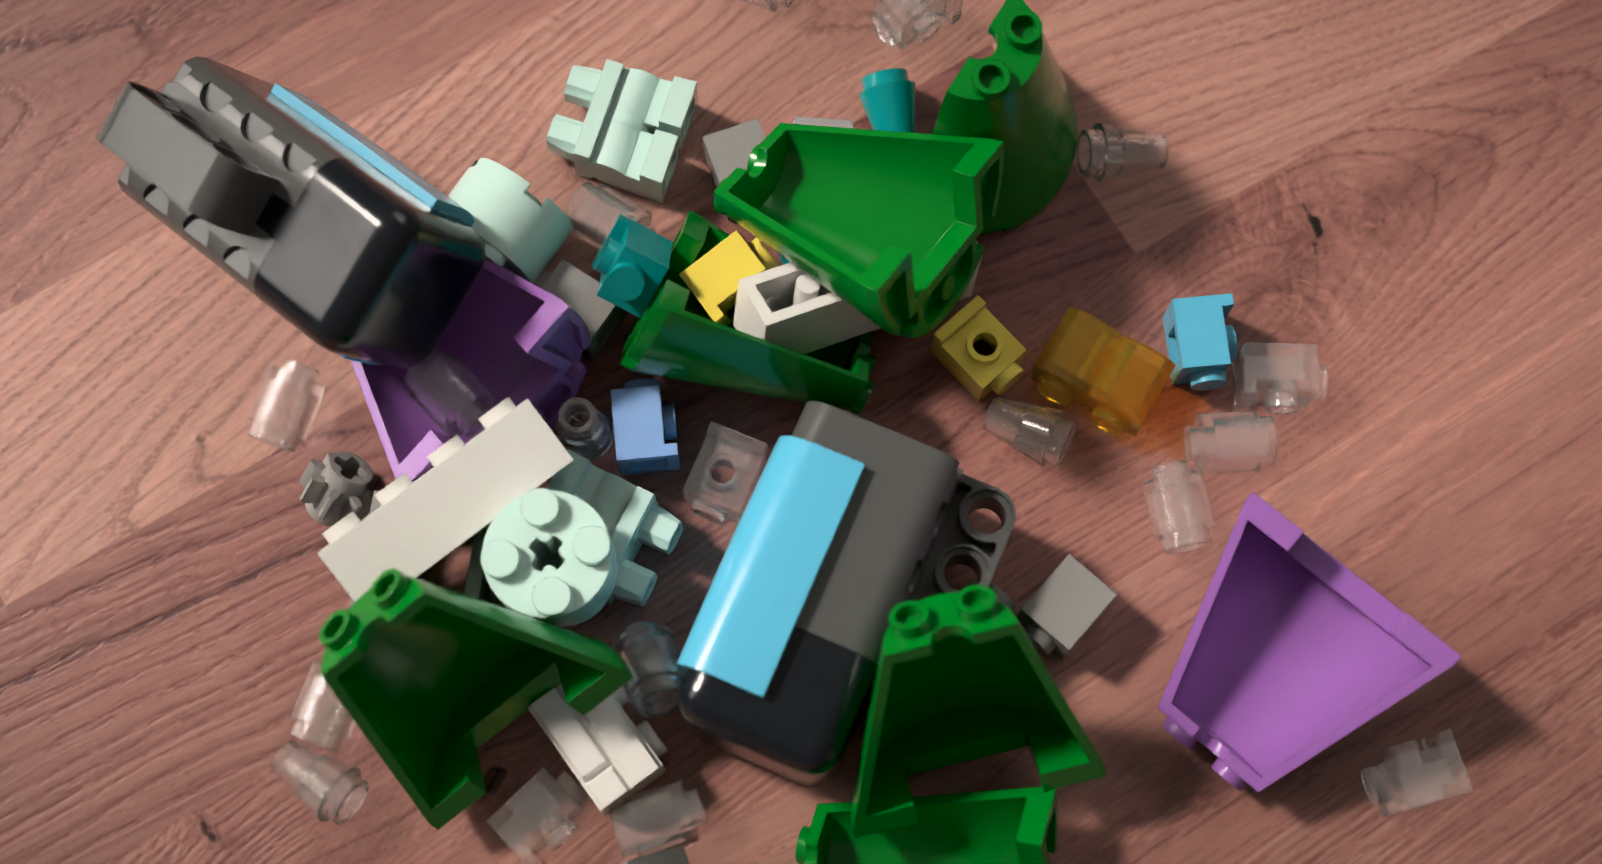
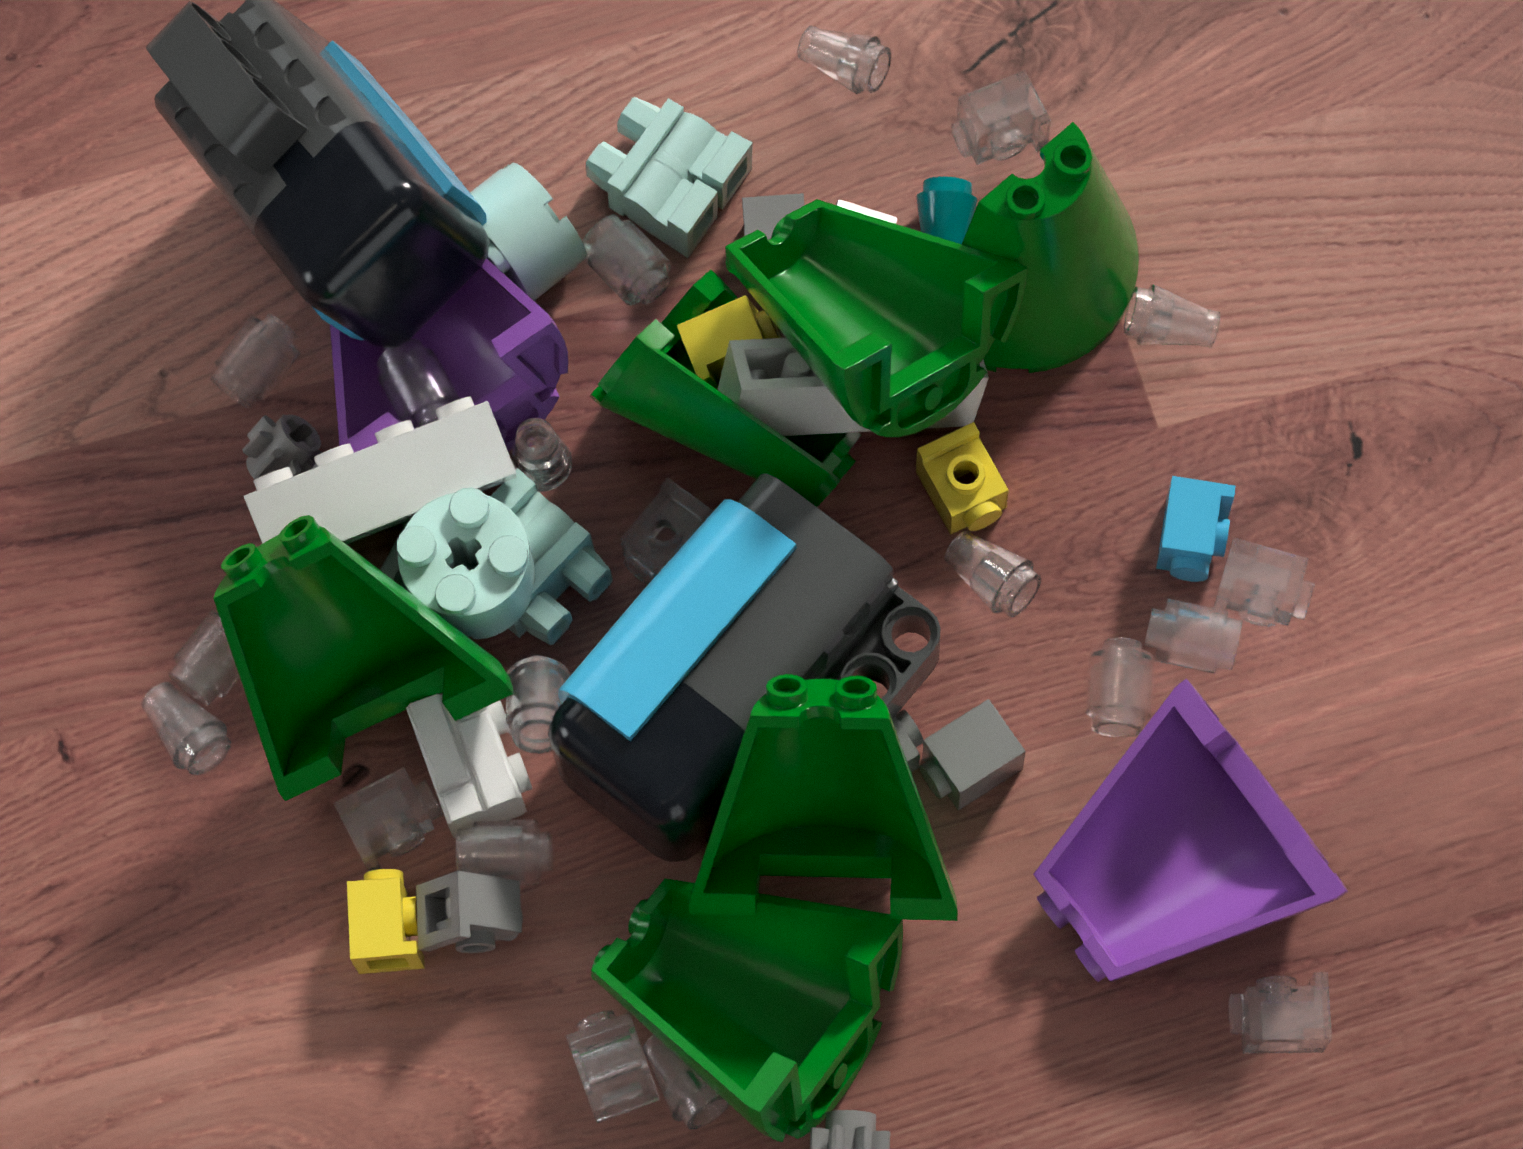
camera: 20 degrees right, 5 degrees down
(581, 294) = (587, 338): light grey brick -> none
(631, 265) = (632, 302): teal brick -> none
(643, 427) = (600, 472): light blue brick -> none
(1101, 372) = (1081, 534): clear yellow brick -> none

